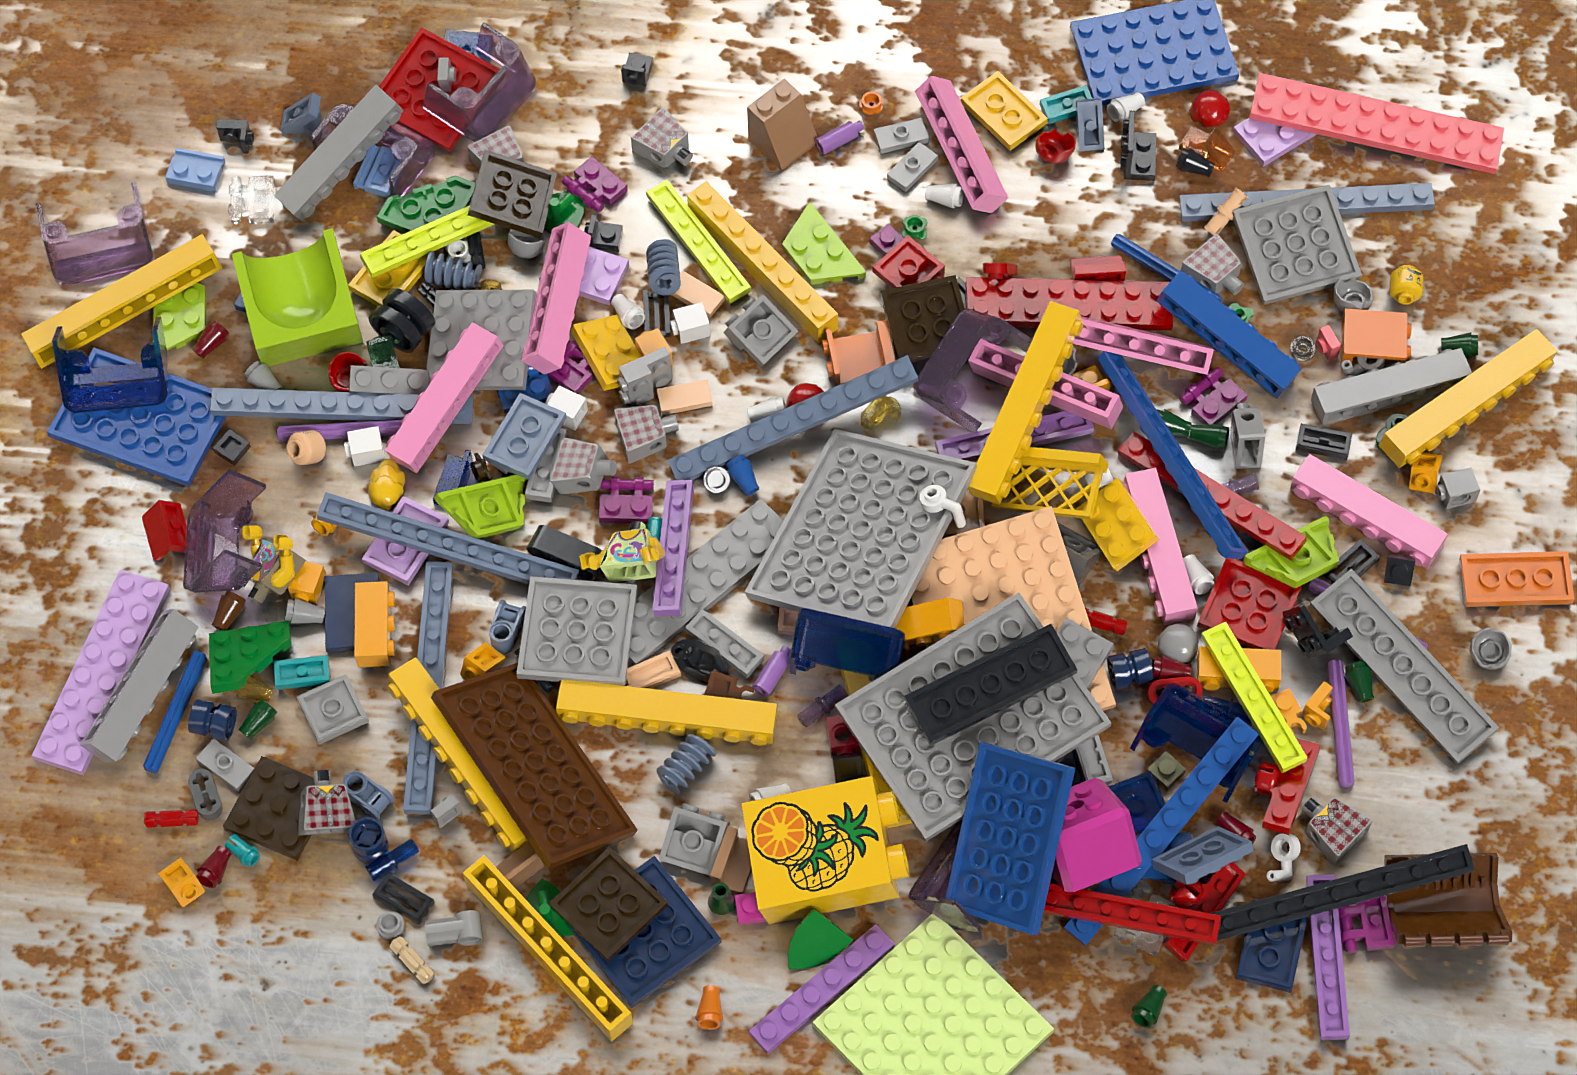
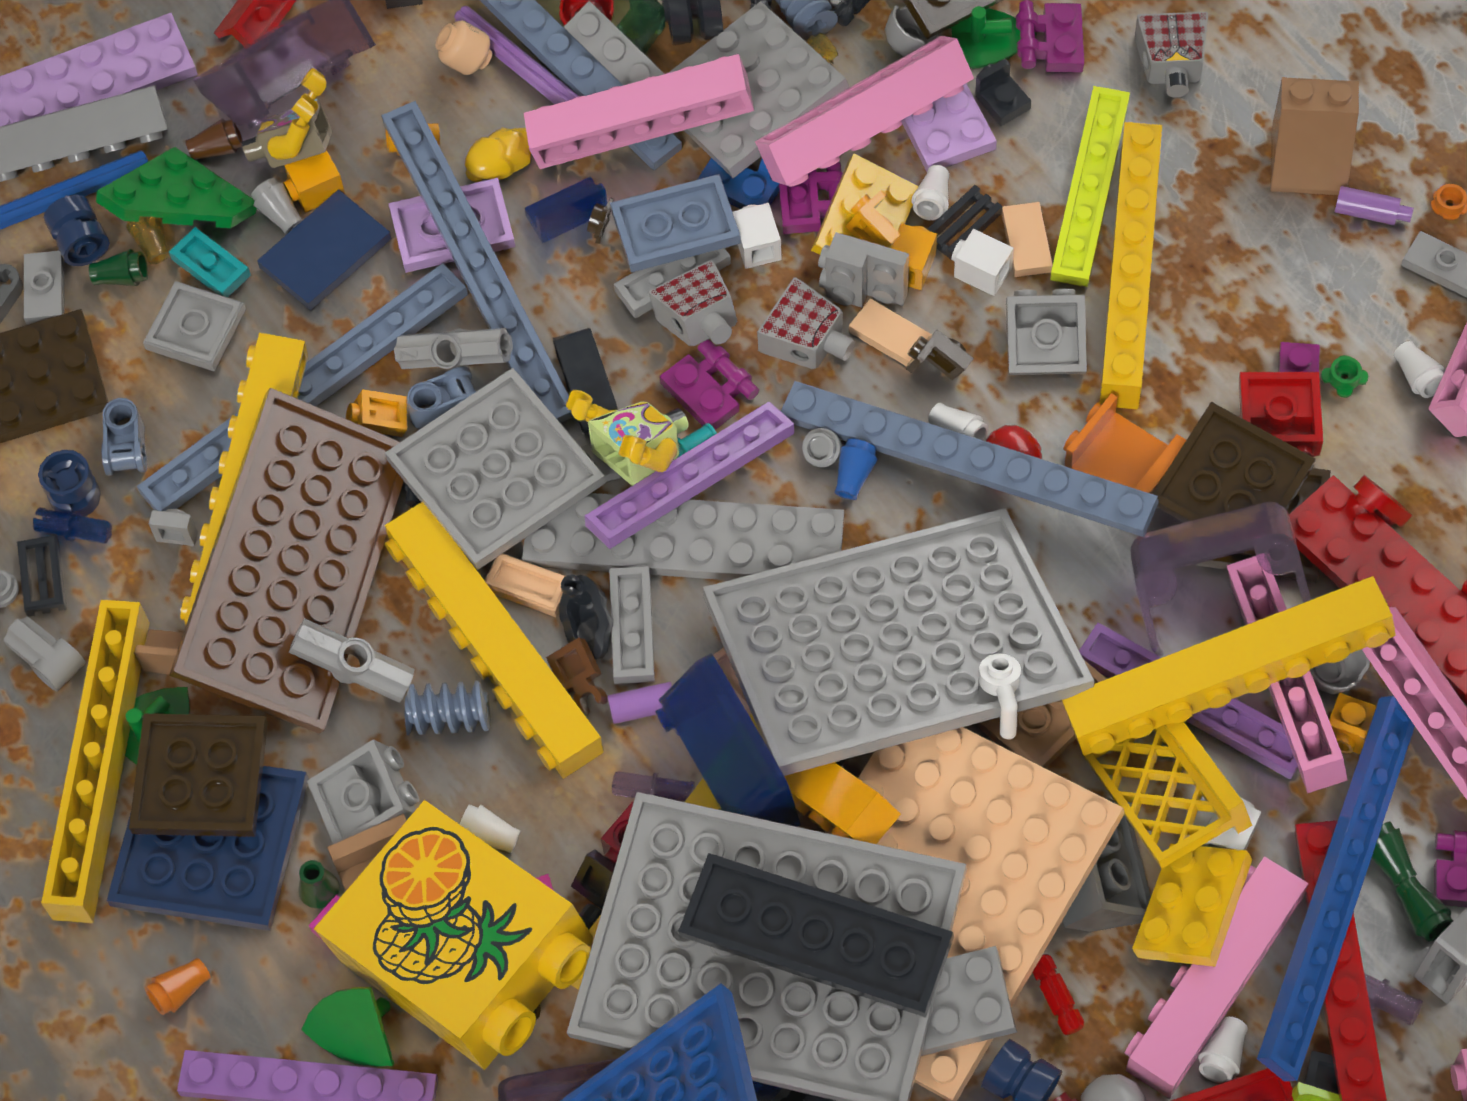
camera: 50 degrees right, 0 degrees up
(324, 807) = (66, 409): torso -> none
(365, 446) = (519, 93): white brick -> none
(374, 624) = (318, 275): light orange brick -> none
(486, 506) = (559, 260): lime wing -> none
(498, 583) = (472, 348): none -> light grey piece
(617, 783) = (375, 670): none -> light grey piece
(624, 350) = (870, 224): none -> light orange bracket
(663, 267) = (1018, 177): sand blue piece -> none
(724, 383) = (942, 352): none -> bracket
(819, 251) = (1211, 308): lime wing -> none
(877, 411) = (1070, 530): clear yellow bracket -> none
(912, 167) = (1419, 308): plate -> none

